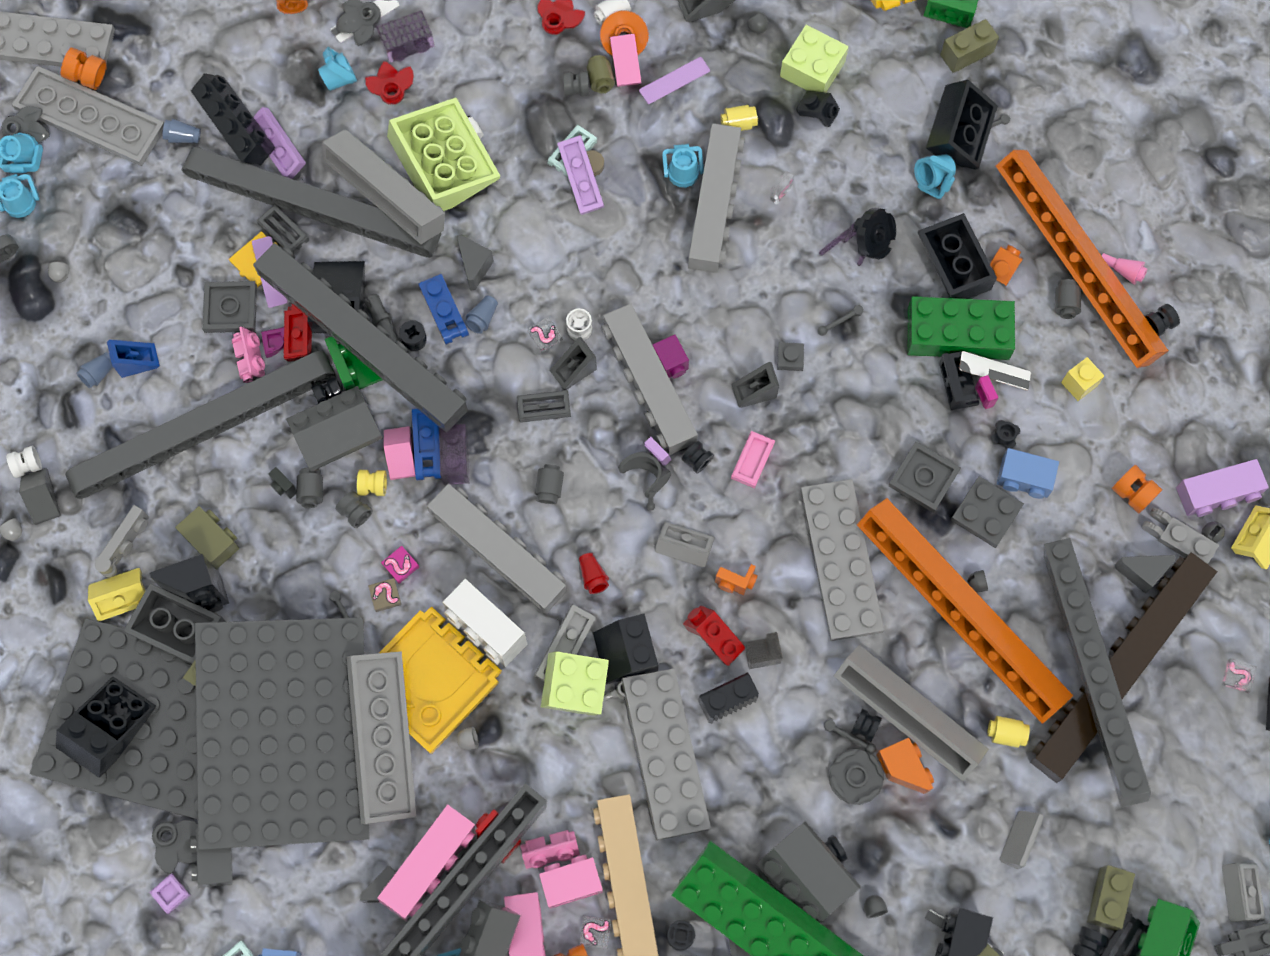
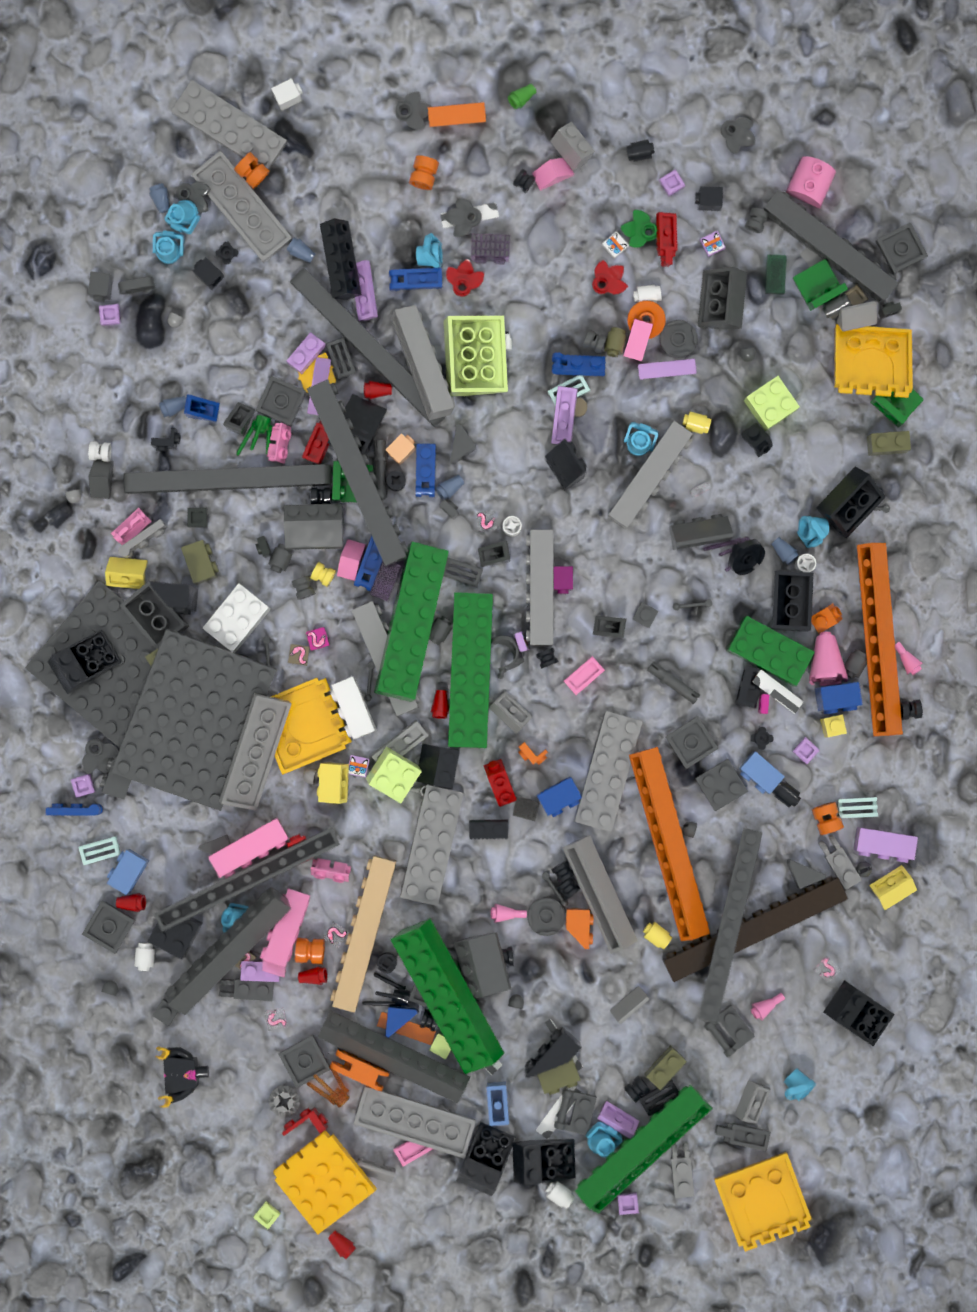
camera: 30 degrees right, 15 degrees up
(78, 203) = (208, 273): none -> black brick
(88, 167) = (224, 248): none -> black plate
(100, 533) = (131, 527): none -> bright pink hinge
(105, 416) = (164, 444): none -> black bracket
(171, 930) = (75, 810): none -> blue plate
(182, 486) = (197, 517): none -> pearl dark grey plate
(186, 351) = (239, 419): none -> dark grey slope
(216, 345) = (259, 425): none -> green plant
(237, 241) = (306, 353): none -> lavender plate
(273, 341) = (300, 439): magenta tile -> none
(284, 581) = (236, 618): none -> white brick
(332, 106) = (416, 279): none -> blue plate
(339, 245) = (376, 389): none -> red cone
(402, 296) = (401, 448): none -> light nougat brick
(483, 568) = (371, 666): none -> dark grey hinge
(493, 338) = (450, 508): none -> dark grey plate
(500, 731) = (333, 782): none -> light yellow brick
(509, 486) = (411, 622): none -> green brick
(524, 698) = (358, 766): none -> tile
(569, 116) = (578, 365): none -> blue plate
(570, 882) = (333, 897): bright pink brick -> none
(610, 221) = (565, 464): none -> black slope
(611, 514) = (470, 670): none -> green brick
(671, 43) = (678, 339): none -> dark grey tile
(797, 611) = (559, 796): none -> blue brick
(798, 798) = (502, 913): none -> bright pink cone
(808, 232) = (700, 532): none -> dark grey slope
(848, 707) = (562, 871): none -> black wheel
(865, 417) = (673, 682): none -> dark grey pin
(915, 211) = (785, 551): none -> sand blue cone
(947, 209) = (809, 563): none -> white wheel
(1035, 310) = (827, 662): none -> bright pink cone
(1065, 425) = (805, 750): none -> lavender tile
(1070, 341) = (842, 696): none -> blue brick
(1072, 484) = (787, 794): none -> black brick
(1169, 805) = (734, 1026): none -> dark grey plate
(1181, 452) = (874, 807): none -> light aqua tile
(1189, 762) = (763, 1008): none -> bright pink cone

